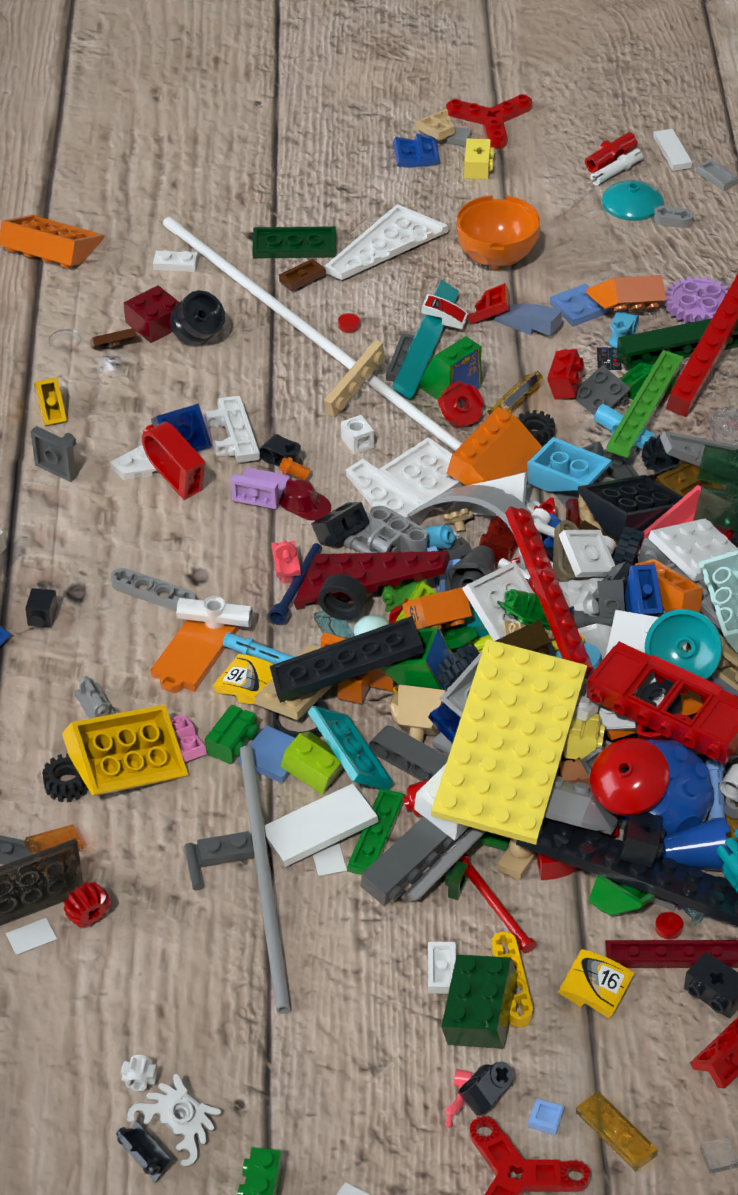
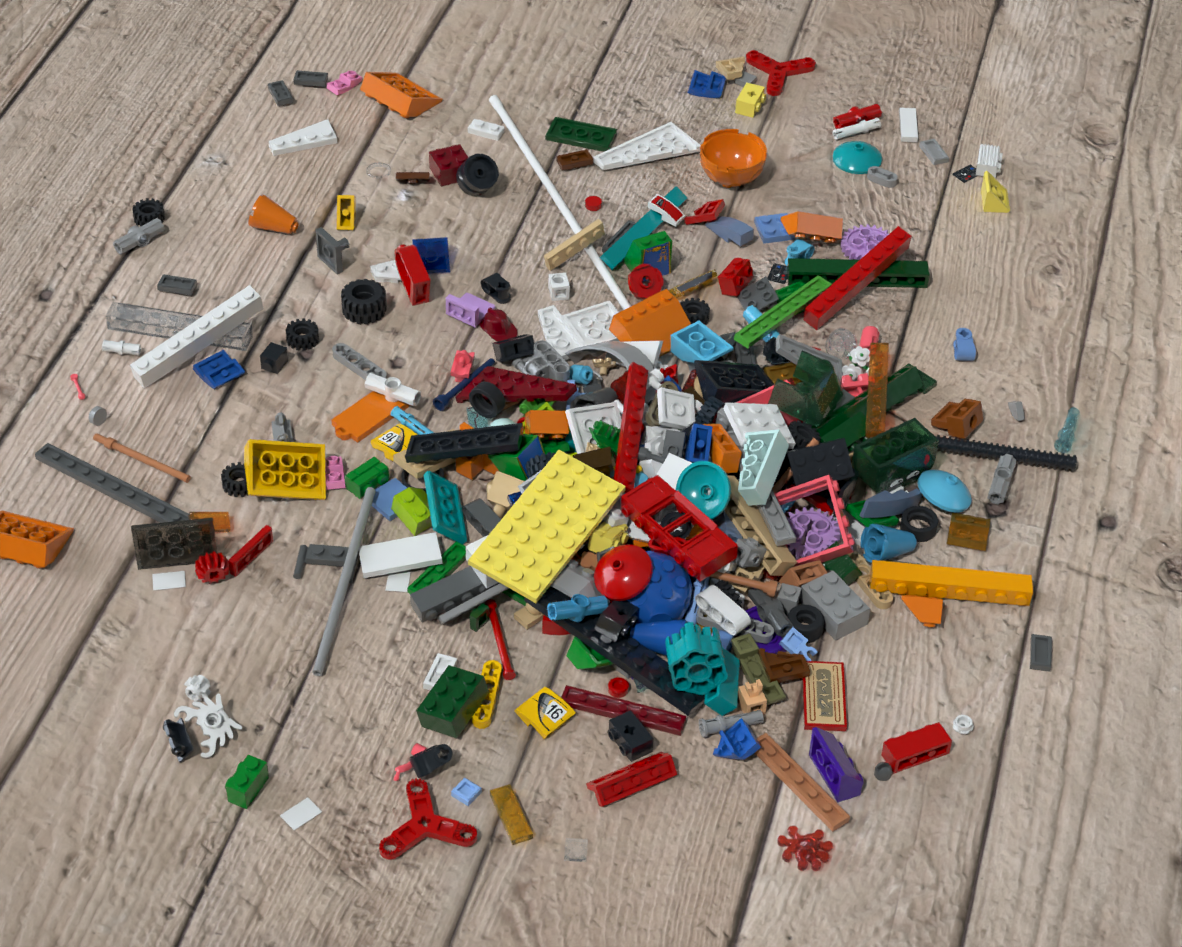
camera: 15 degrees right, 0 degrees up
(63, 578) = (302, 341): none -> black tyre
(125, 508) = (363, 301): none -> black tyre
(125, 867) = (250, 550): none -> red tile
(240, 435) = (473, 255): white hinge -> none
(293, 468) = (500, 301): orange pin -> none
(592, 837) = (577, 607): none -> dark azure piece

